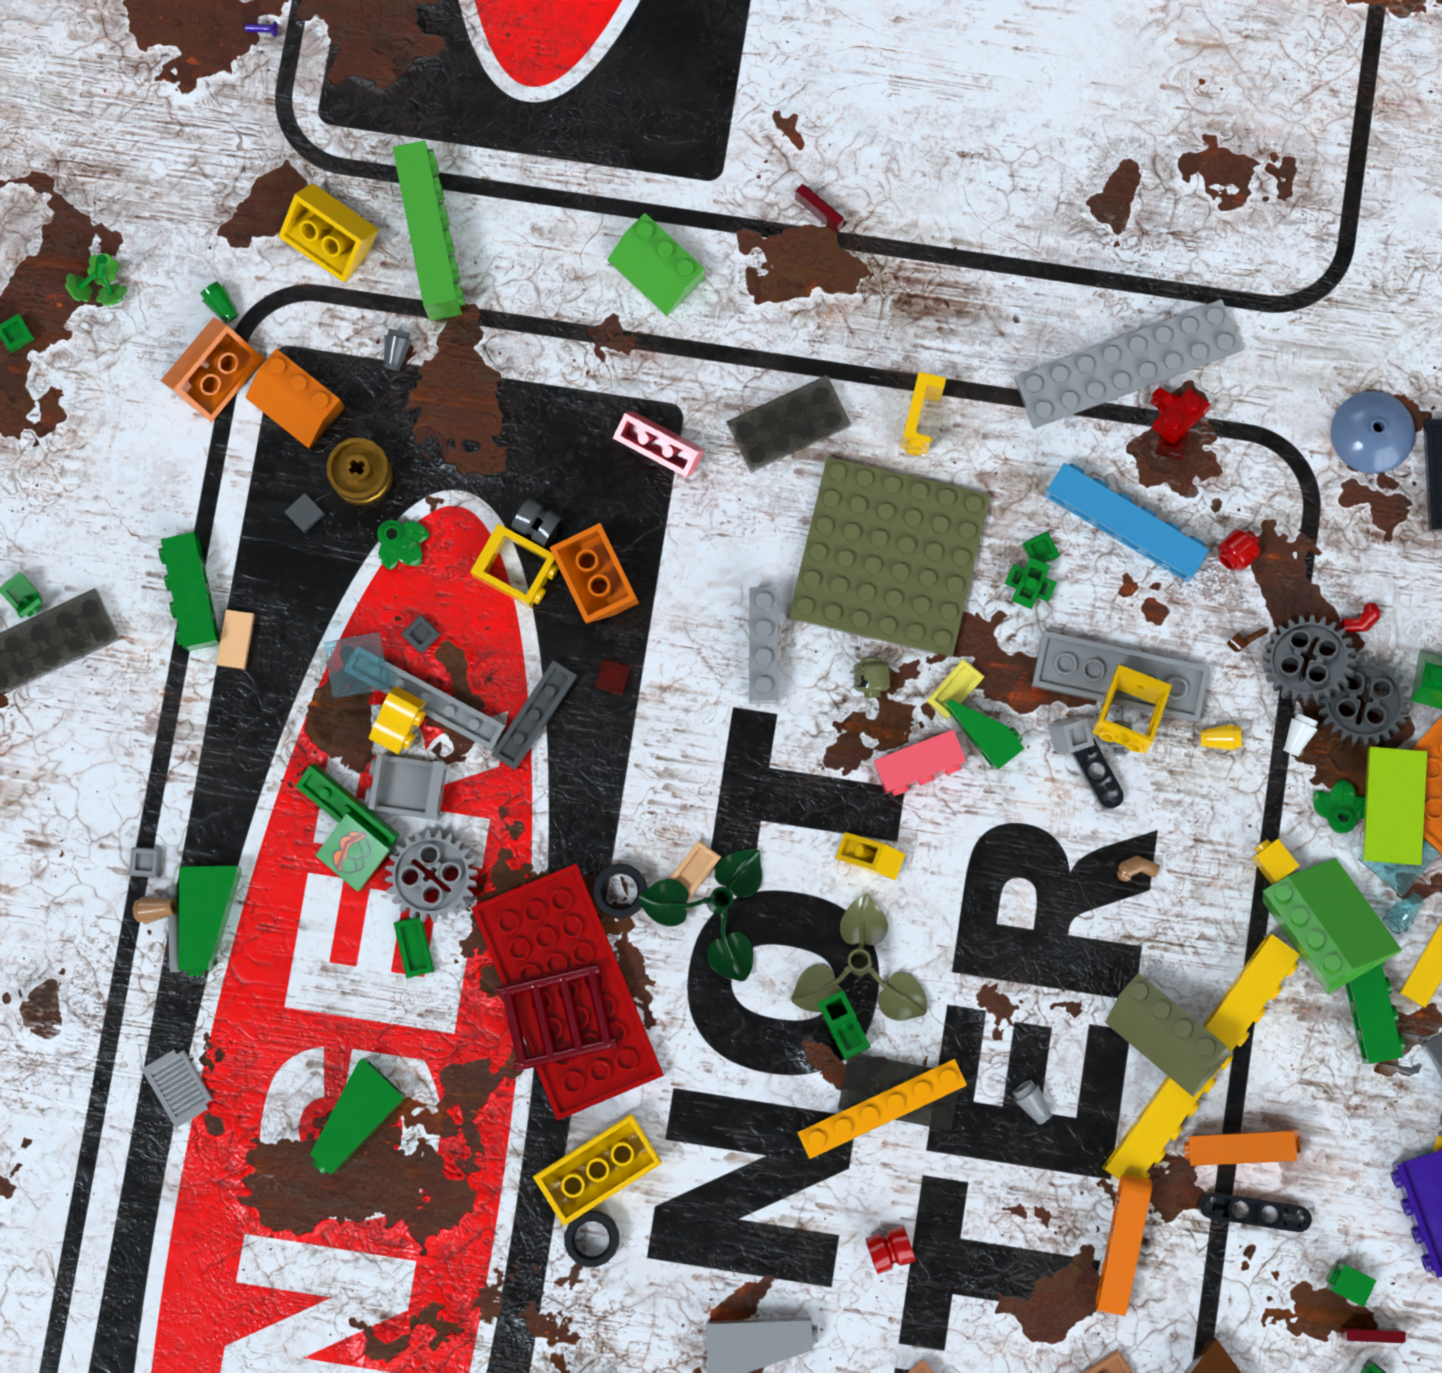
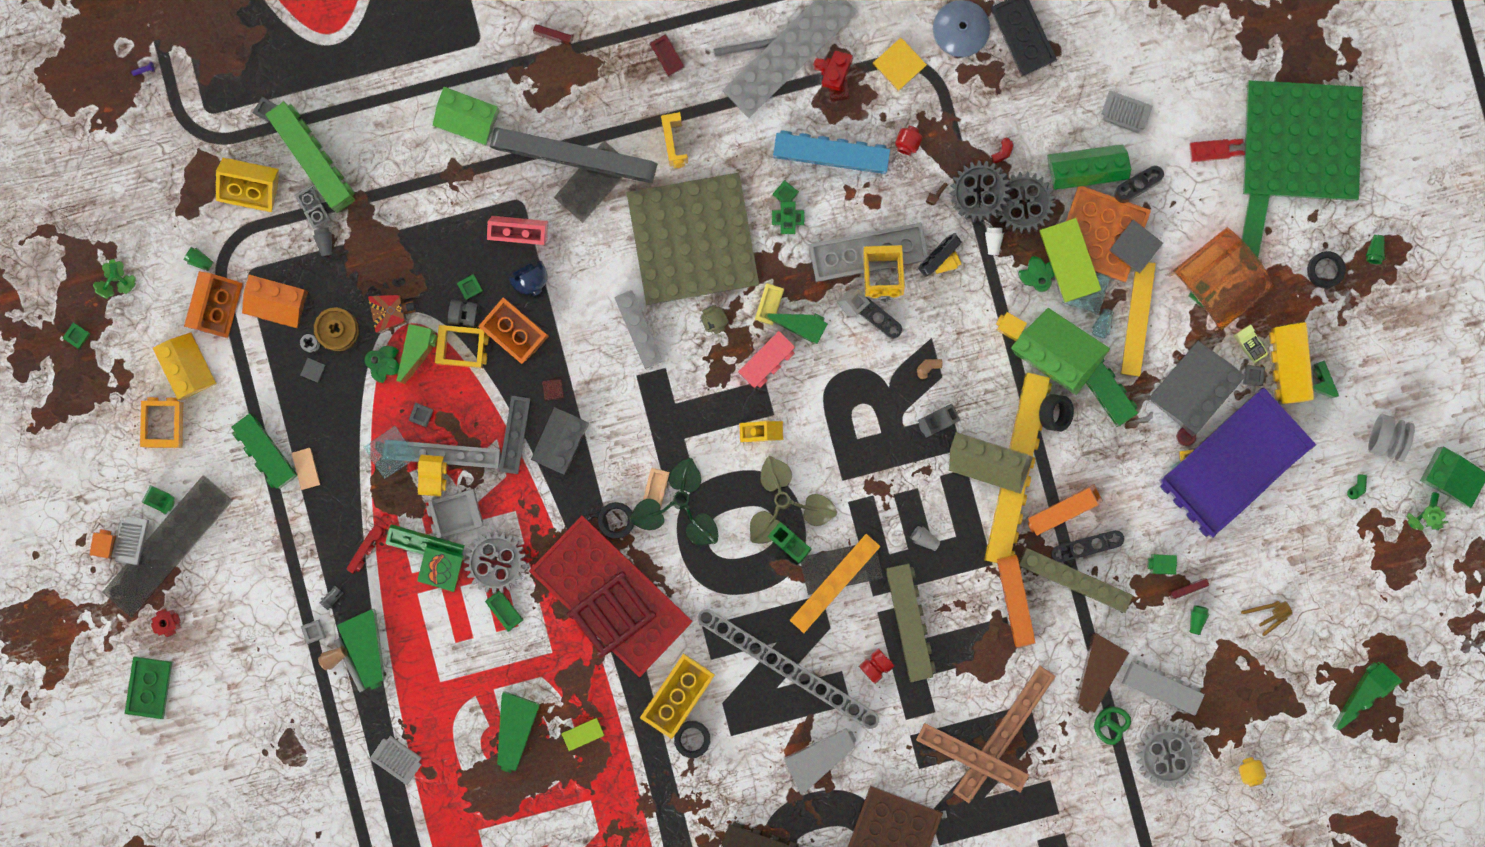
camera: 30 degrees left, 5 degrees up
(83, 527) = (178, 424): none -> light orange window
(136, 433) = (184, 366): none -> yellow slope
(189, 827) = (331, 598): none -> dark grey pin
(266, 780) = (365, 549): none -> red hinge
(307, 471) = (304, 345): none -> light grey bush
(395, 139) = (264, 107): none -> dark grey tile
(401, 298) = (312, 207): none -> light grey slope
(440, 479) = (389, 311): none -> torso
(445, 1164) = (583, 734): none -> lime tile
(453, 543) = (417, 347): none -> bright green slope
(562, 492) = (470, 287): none -> green plate
(591, 750) = (560, 441): none -> dark grey slope
(646, 516) = (529, 279): none -> dark blue cylinder
(770, 1213) = (794, 676): none -> light grey beam
(778, 376) = (573, 155): none -> dark grey beam
(959, 300) = (667, 55): none -> dark red tile
(962, 1210) = (909, 622): none -> olive brick
(1065, 332) = (743, 47): none -> flat silver bar
(1120, 946) = (938, 420): none -> dark grey brick
(1217, 721) = (939, 255): none -> black beam
(1218, 1252) = (1075, 580): none -> olive brick
(1269, 444) = (899, 64): none -> yellow tile
(1276, 1001) = (1047, 410): none -> black tyre

